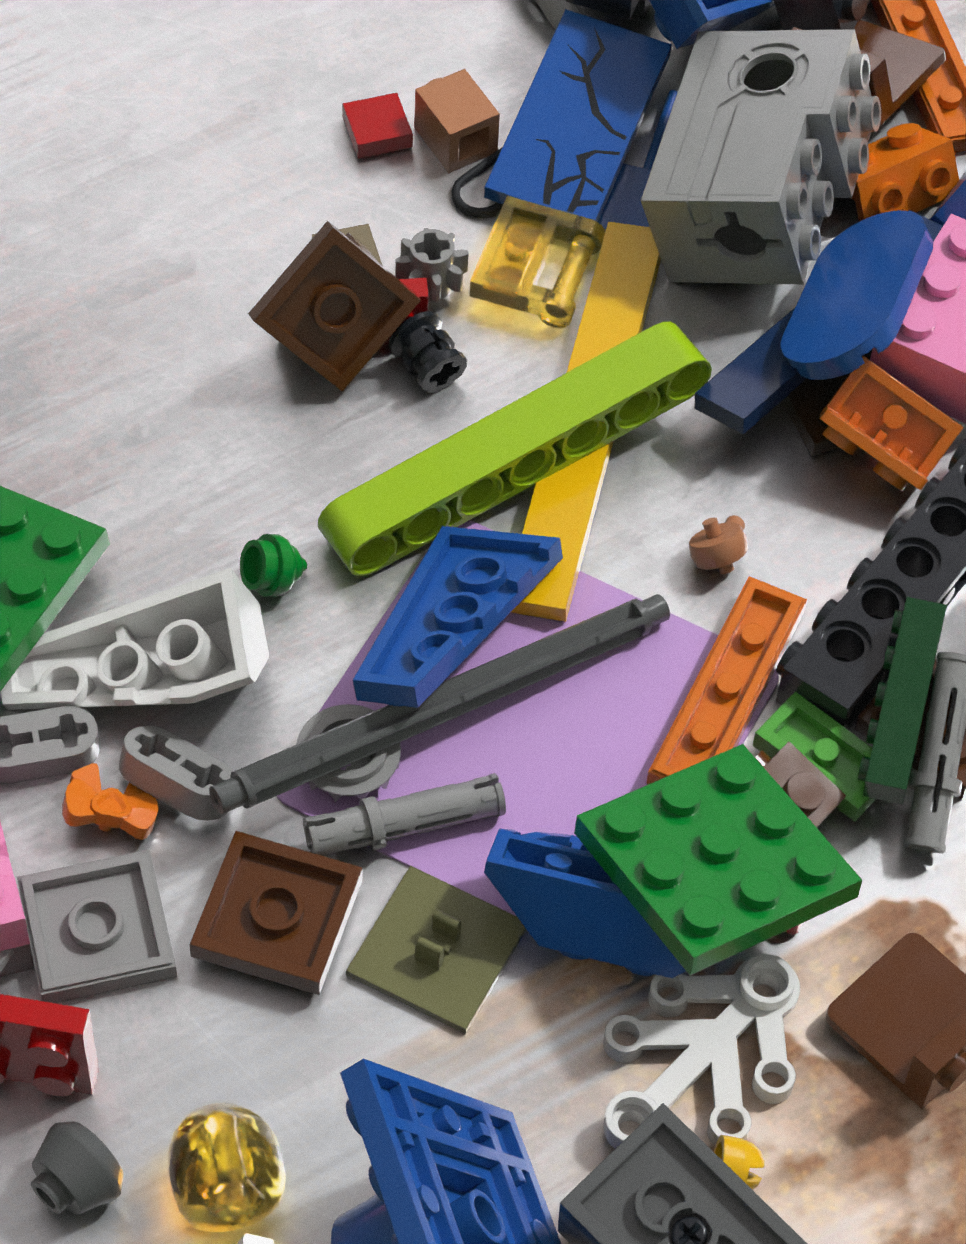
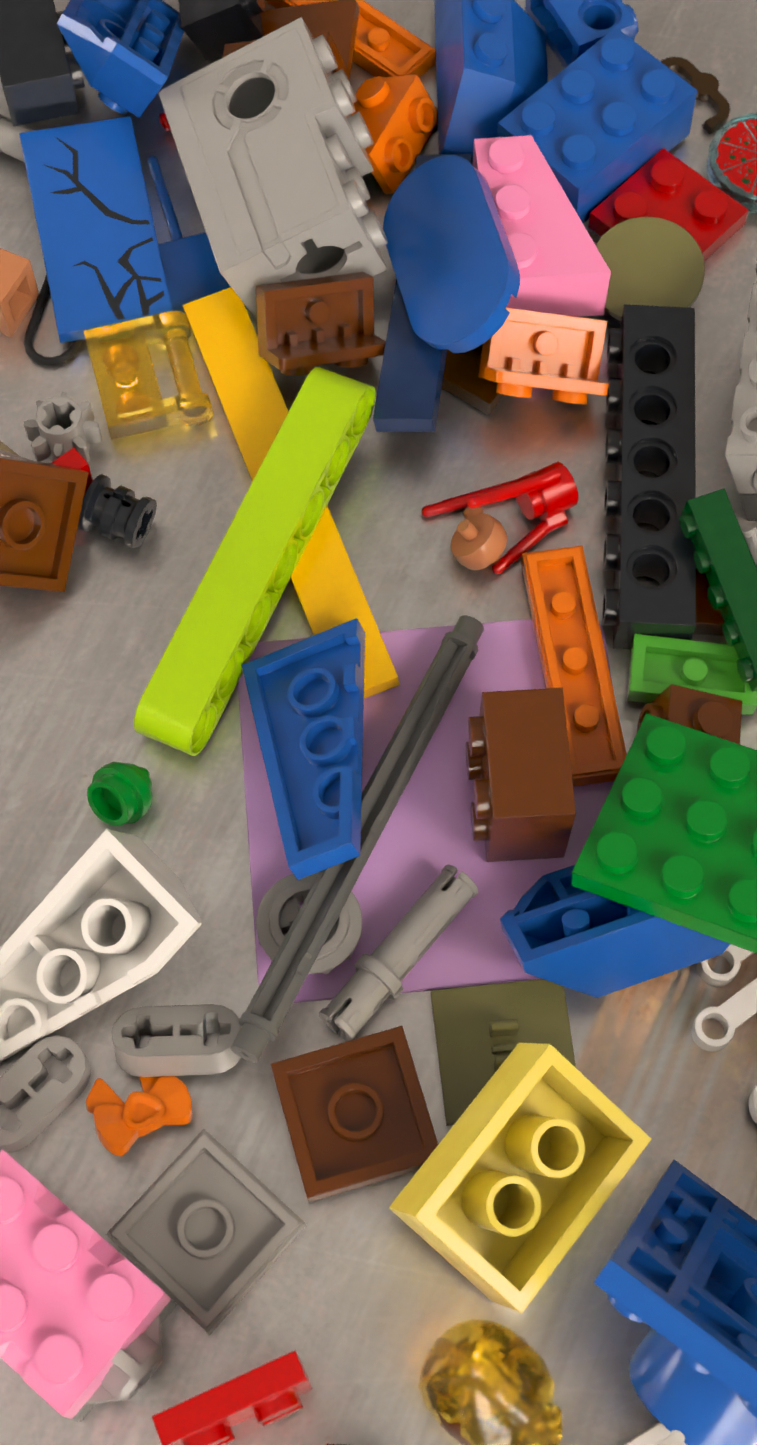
camera: 30 degrees left, 10 degrees up
(386, 1003) = (521, 1174): none -> light yellow brick
(602, 729) = (521, 775): none -> reddish brown brick
(709, 293) = (317, 323): none -> reddish brown bracket
(803, 538) = (538, 494): none -> red plant

